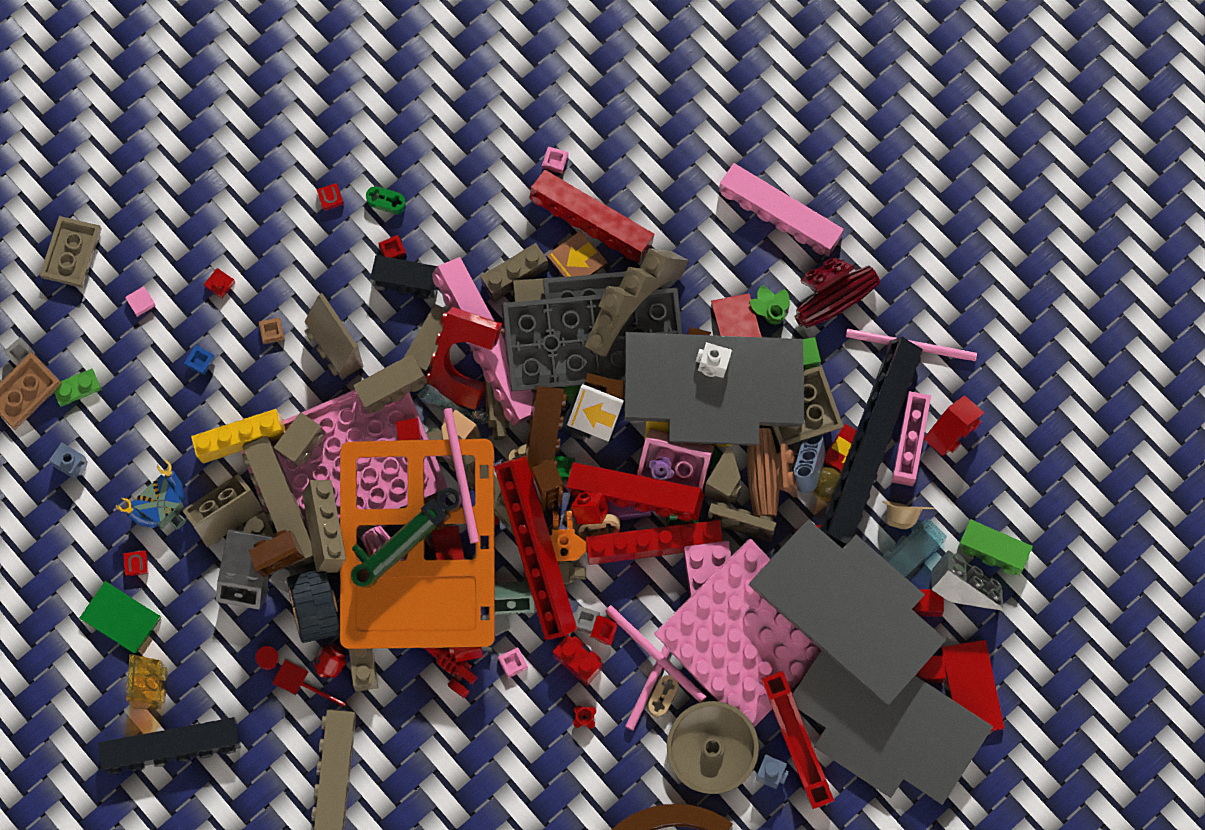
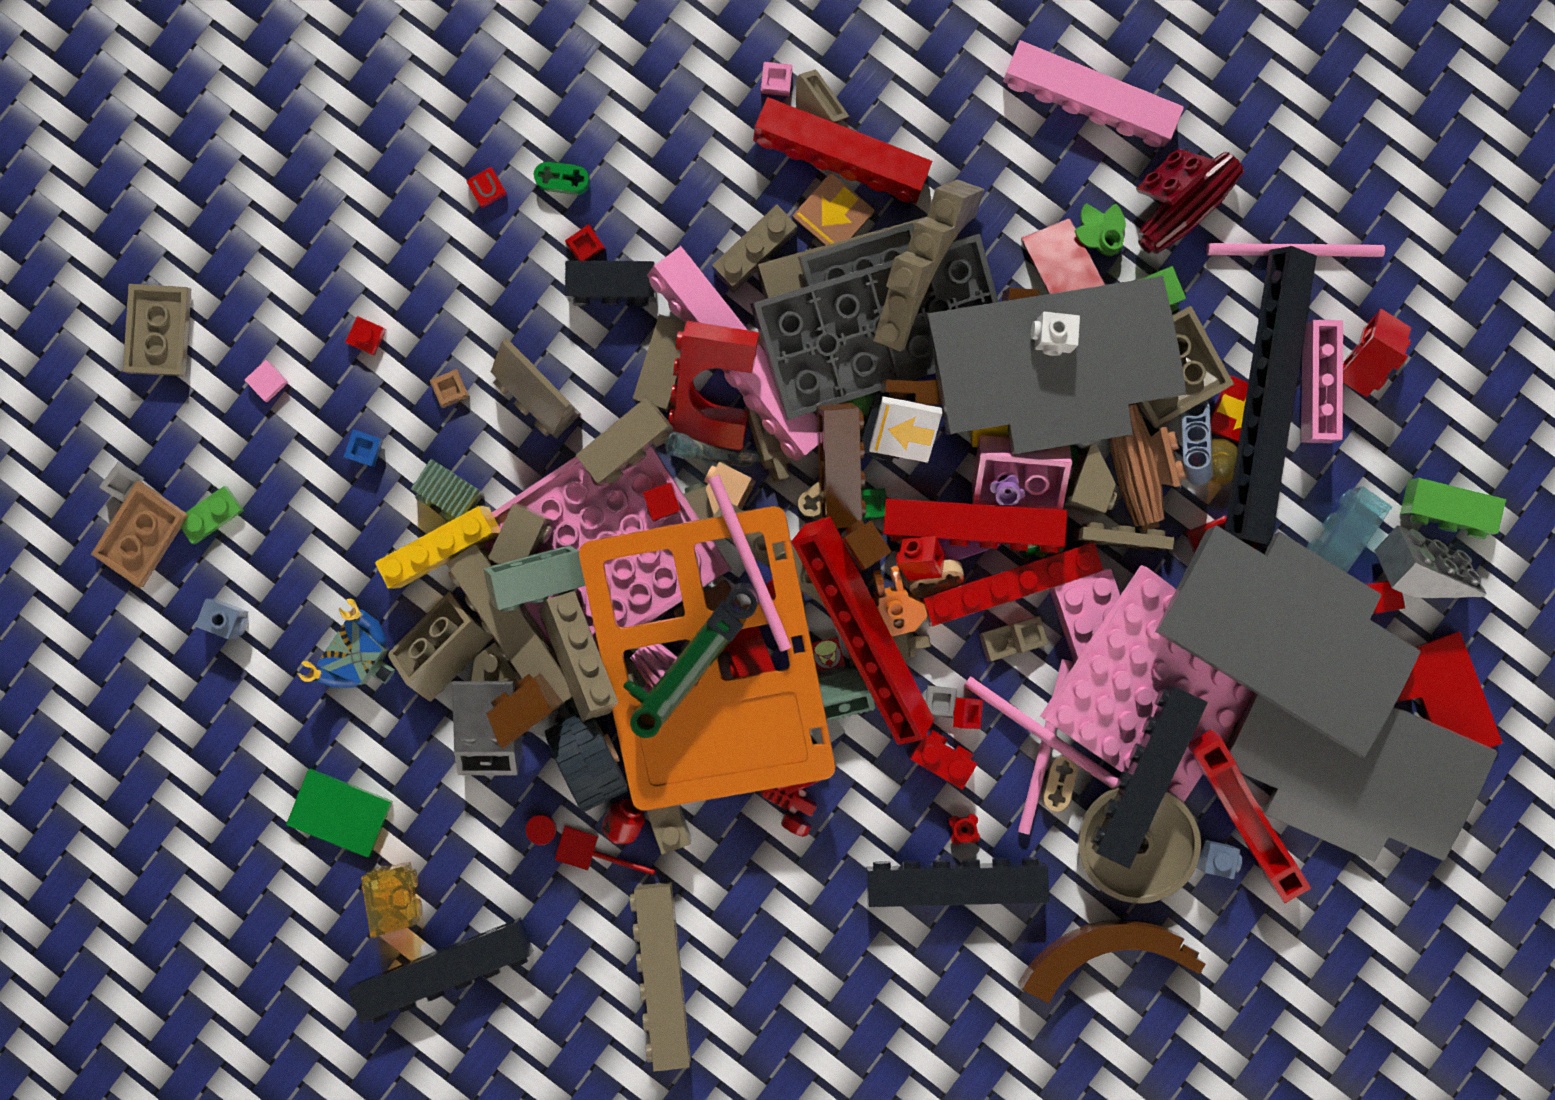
camera: 10 degrees left, 15 degrees up
(135, 563) = (343, 737): red tile -> none
(251, 398) = (446, 490): none -> sand green brick
(304, 465) = (534, 578): none -> sand green brick
(507, 570) = (827, 654): none -> tile
(512, 662) = (858, 775): bright pink tile -> none
(570, 754) = (957, 883): none -> black brick
(582, 178) = (817, 98): none -> dark tan slope
(649, 584) = (1013, 639): none -> dark tan slope
(725, 691) = (1148, 775): none -> black brick
(902, 515) = (1330, 486): tan piece -> none

